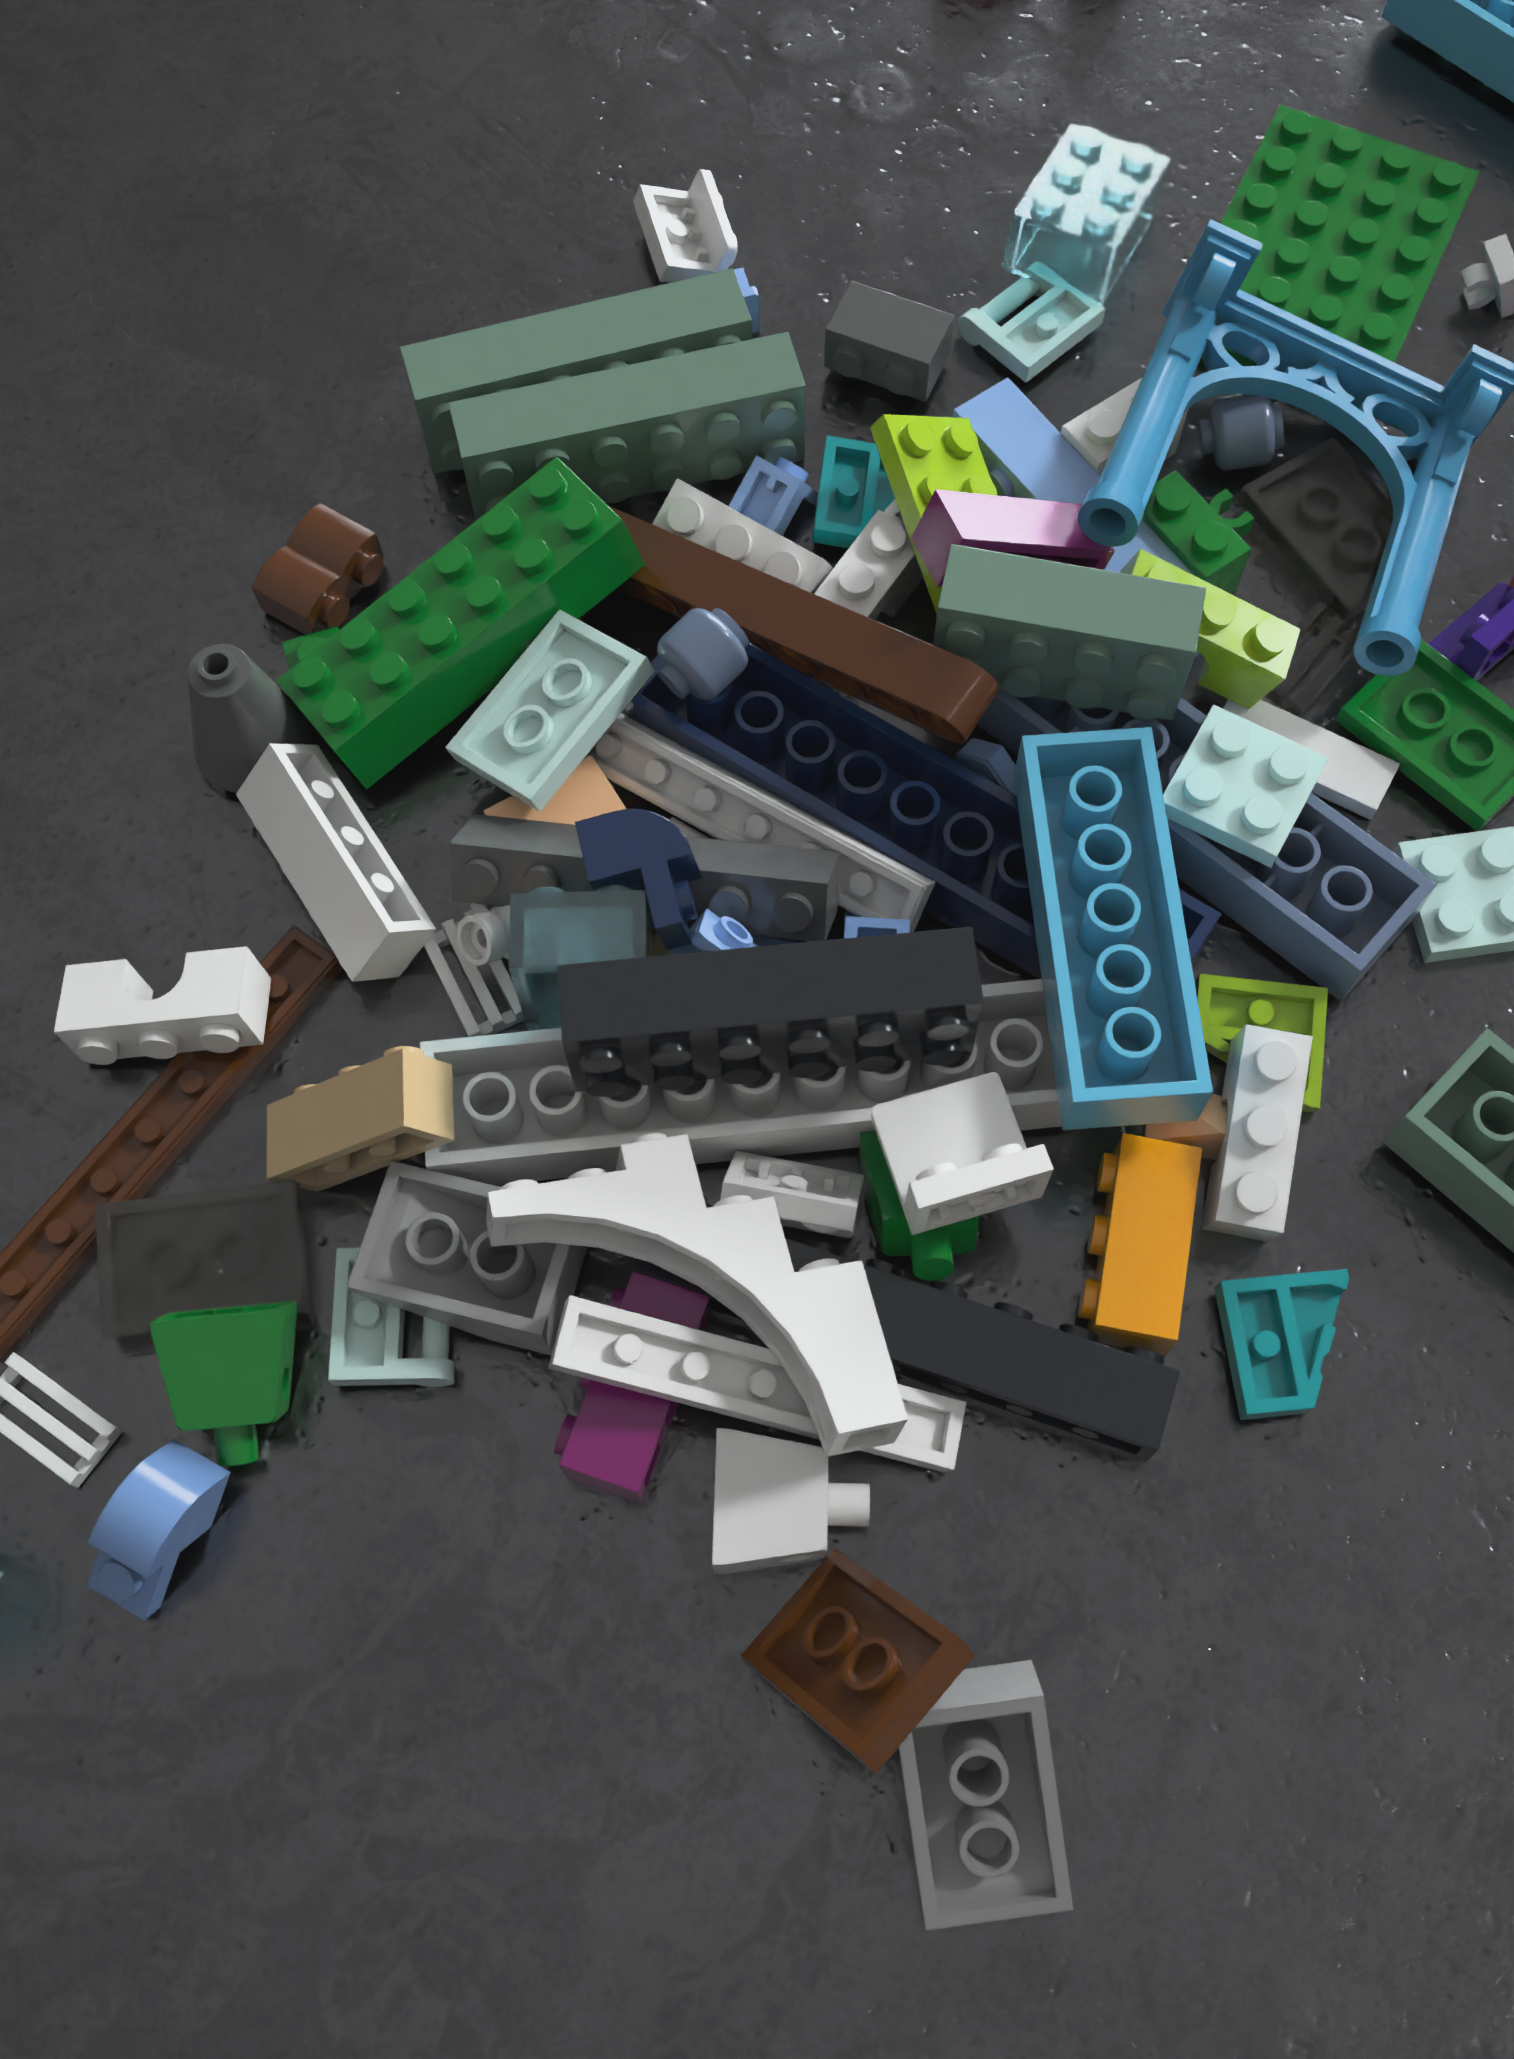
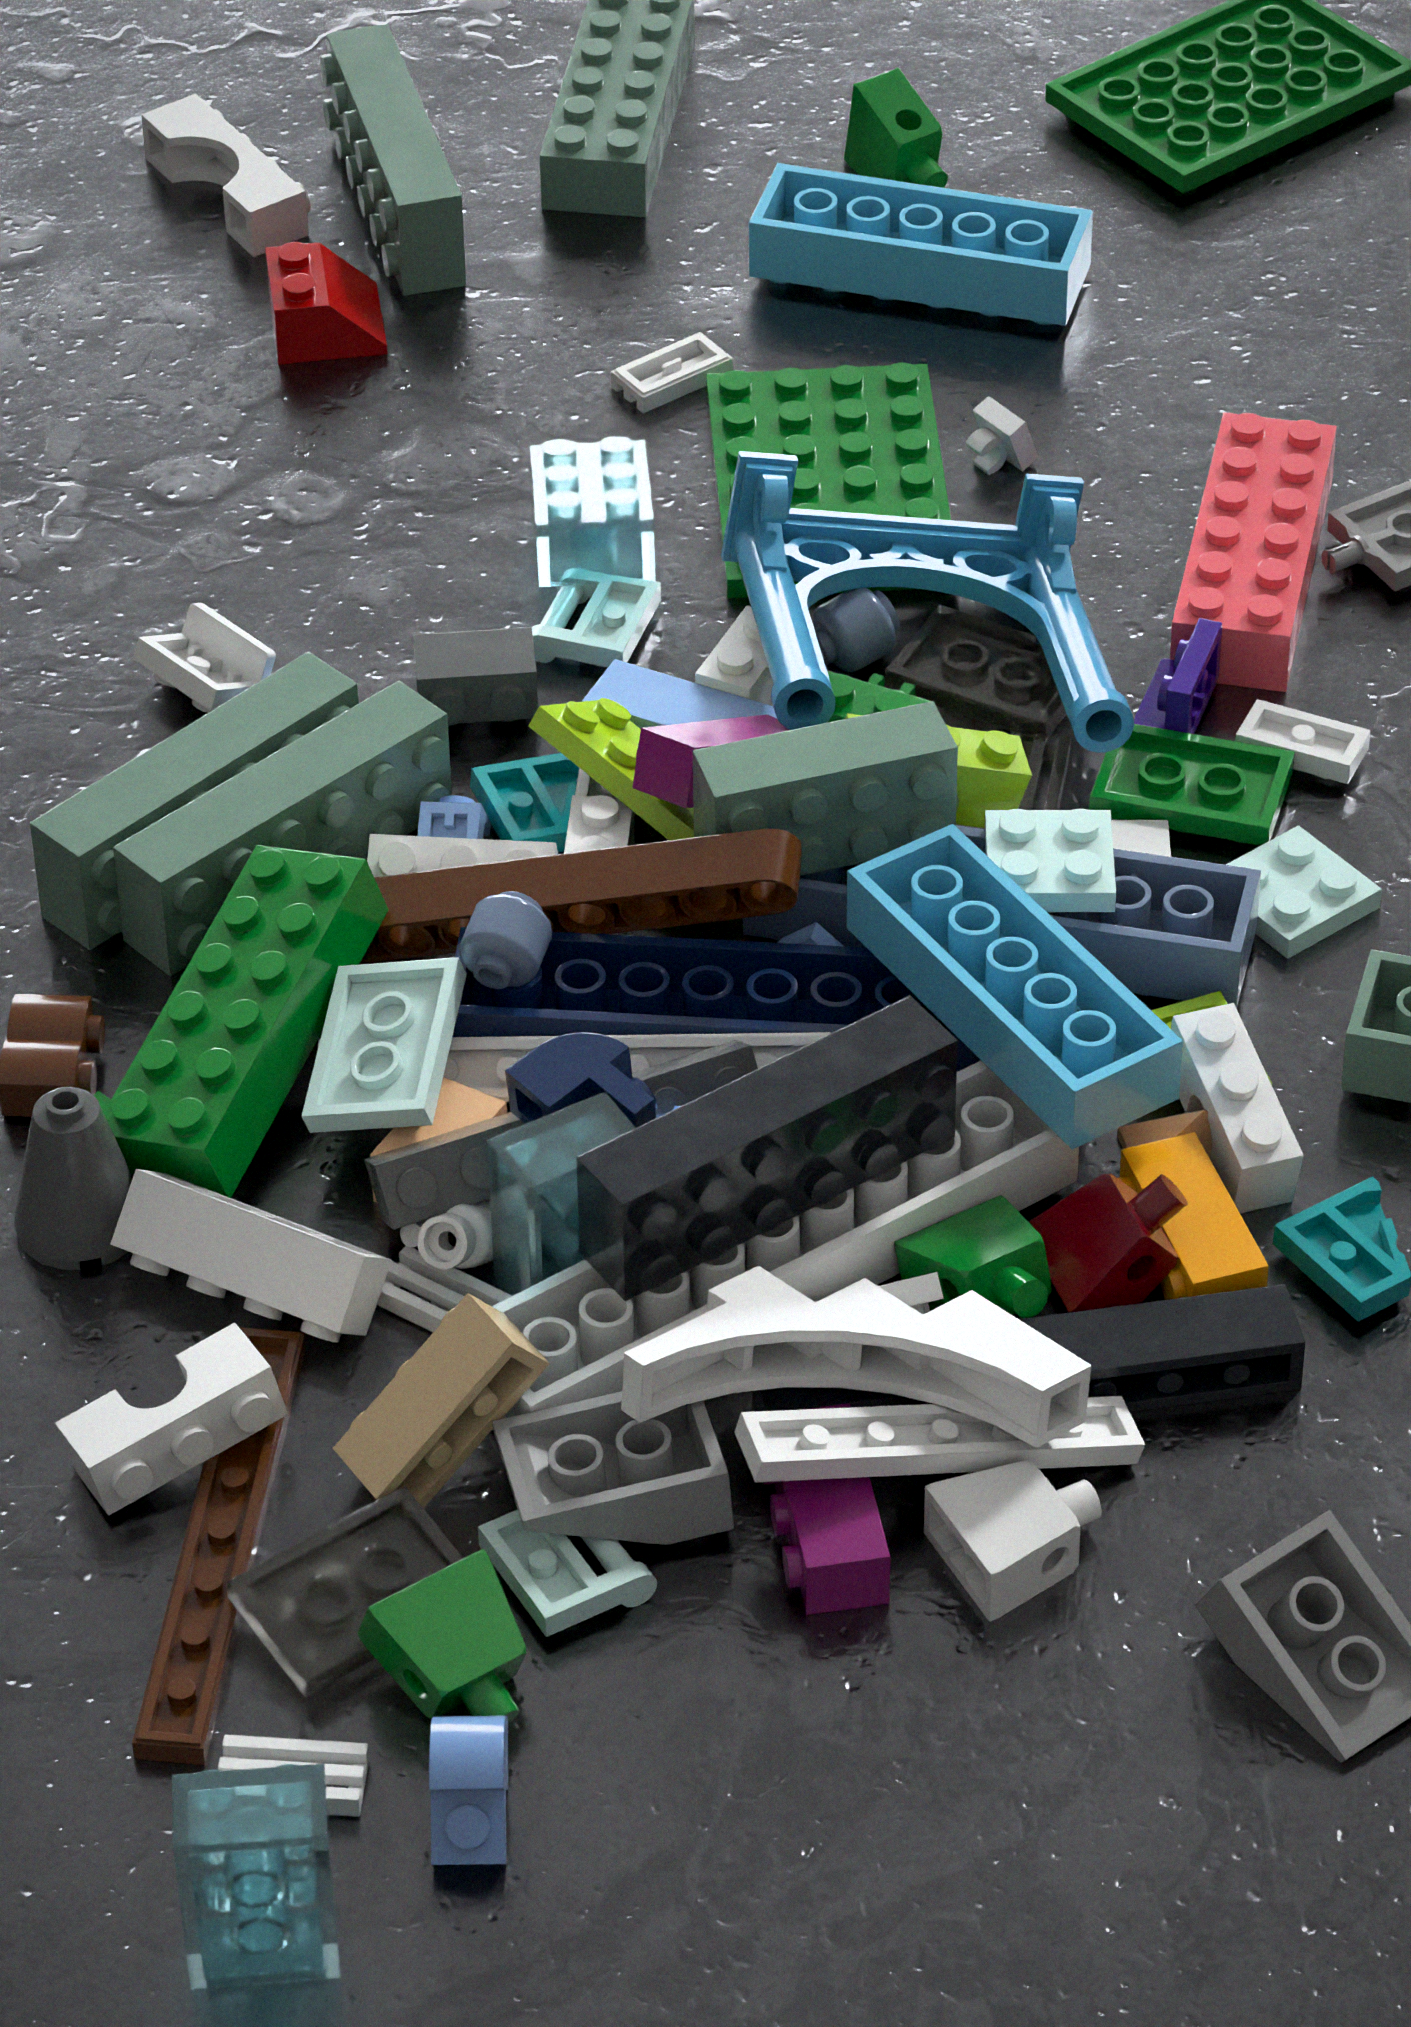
camera: 30 degrees left, 25 degrees down
(858, 1658) = (1158, 1571): reddish brown plate -> none
(958, 1153) = (1000, 1194): white bracket -> none
(1048, 1245) = (1109, 1242): none -> dark red torso
(1255, 89) = (670, 372): none -> white tile

